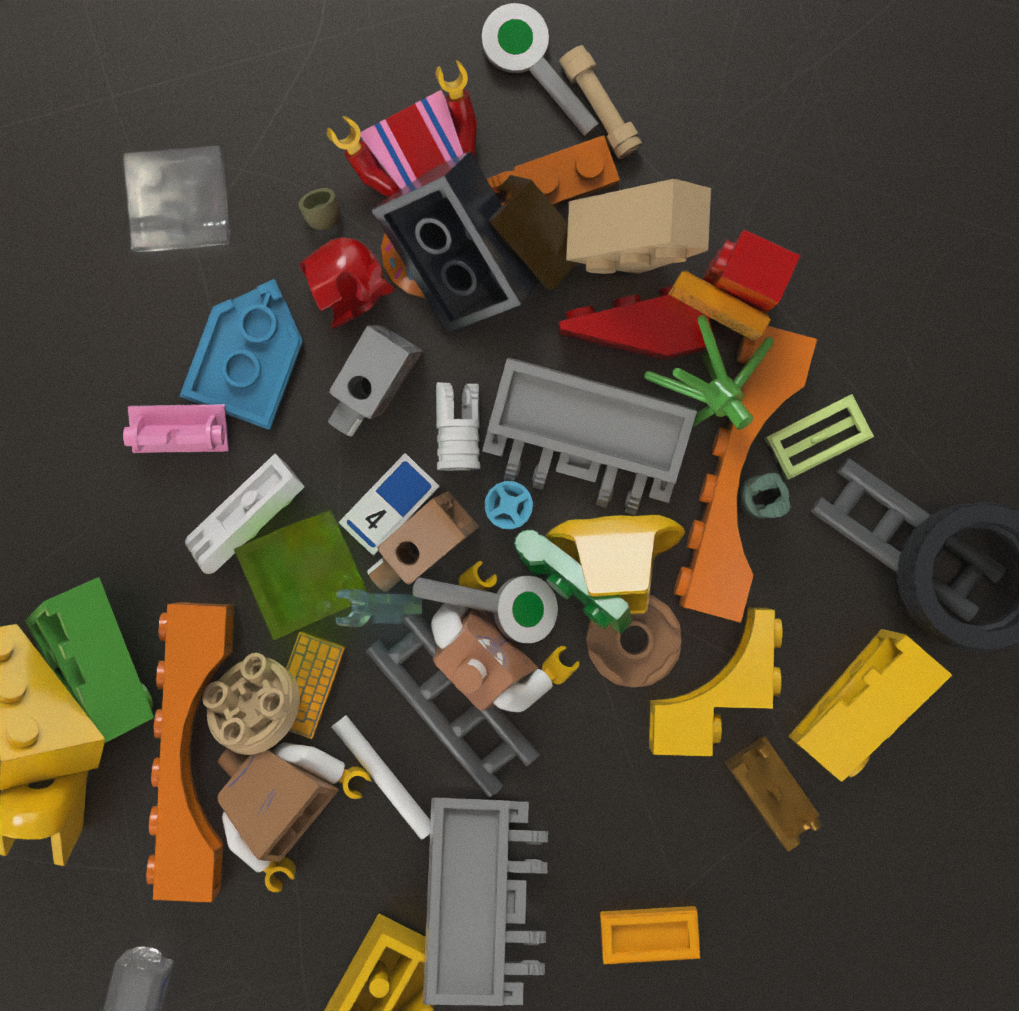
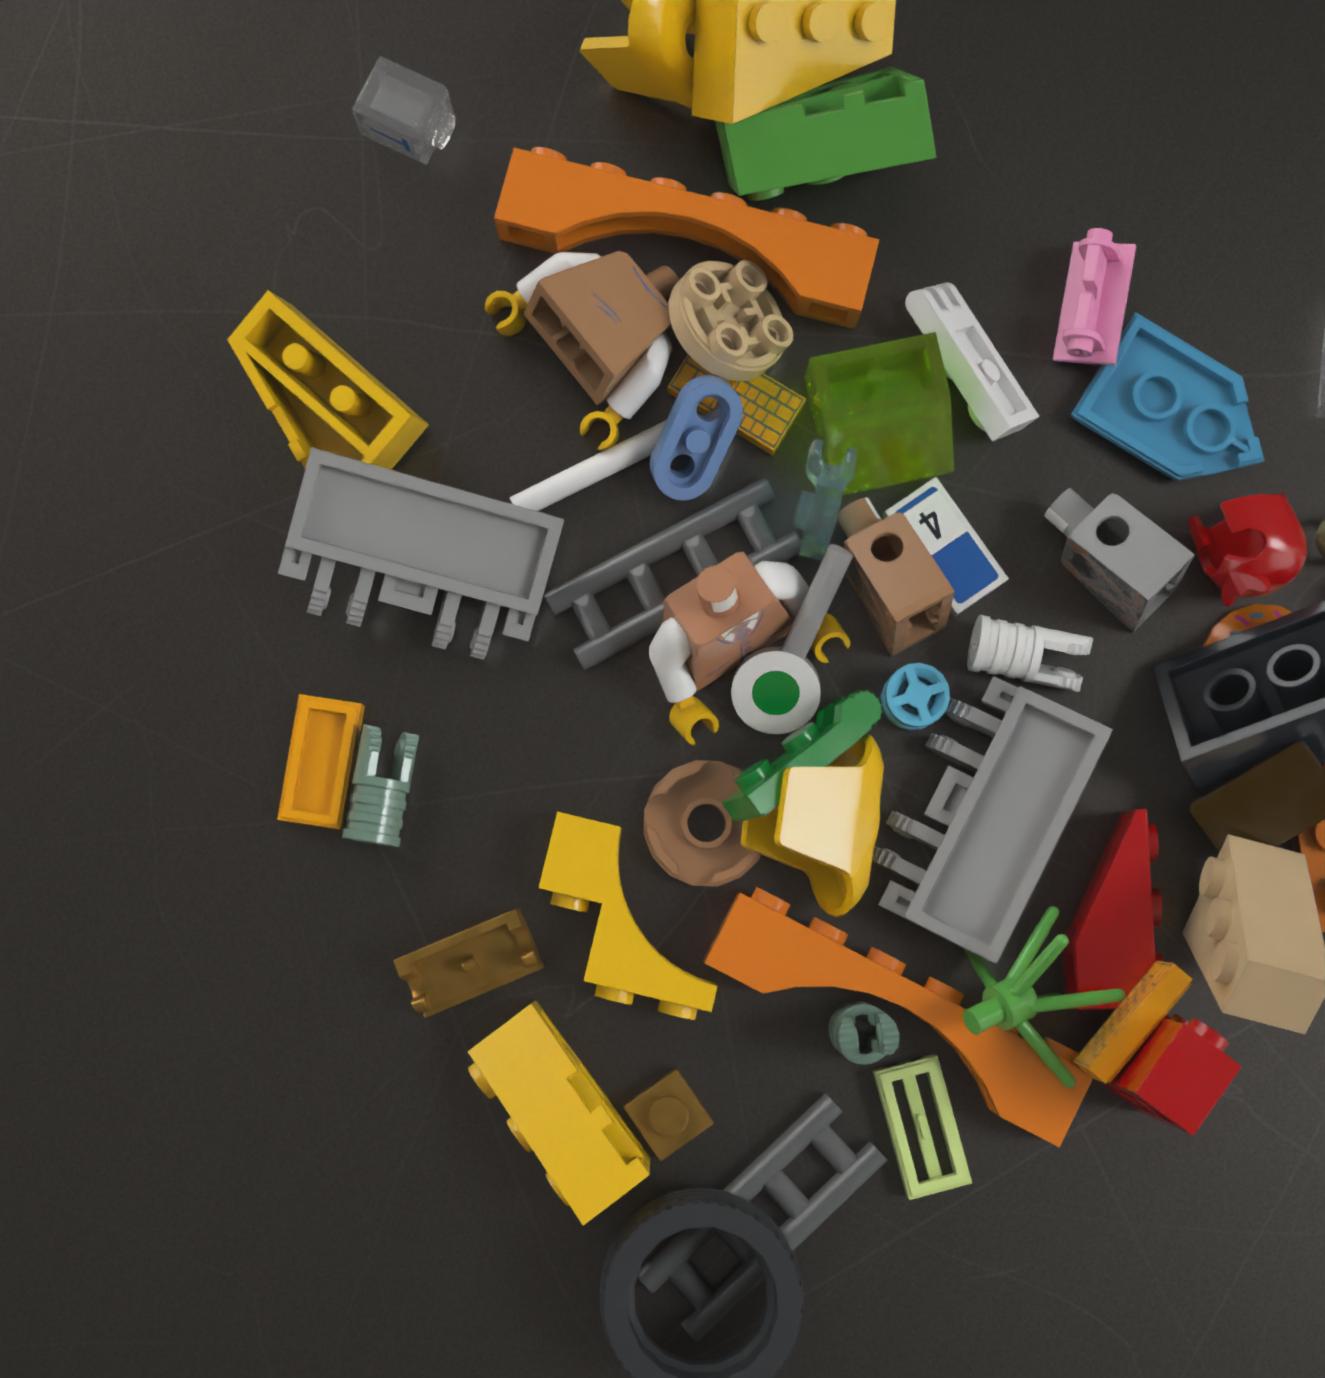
camera: 100 degrees right, 5 degrees down
(346, 708) = (697, 435): none -> medium blue plate
(672, 887) = (379, 801): none -> sand green hinge
(850, 622) = (668, 1114): none -> pearl gold plate

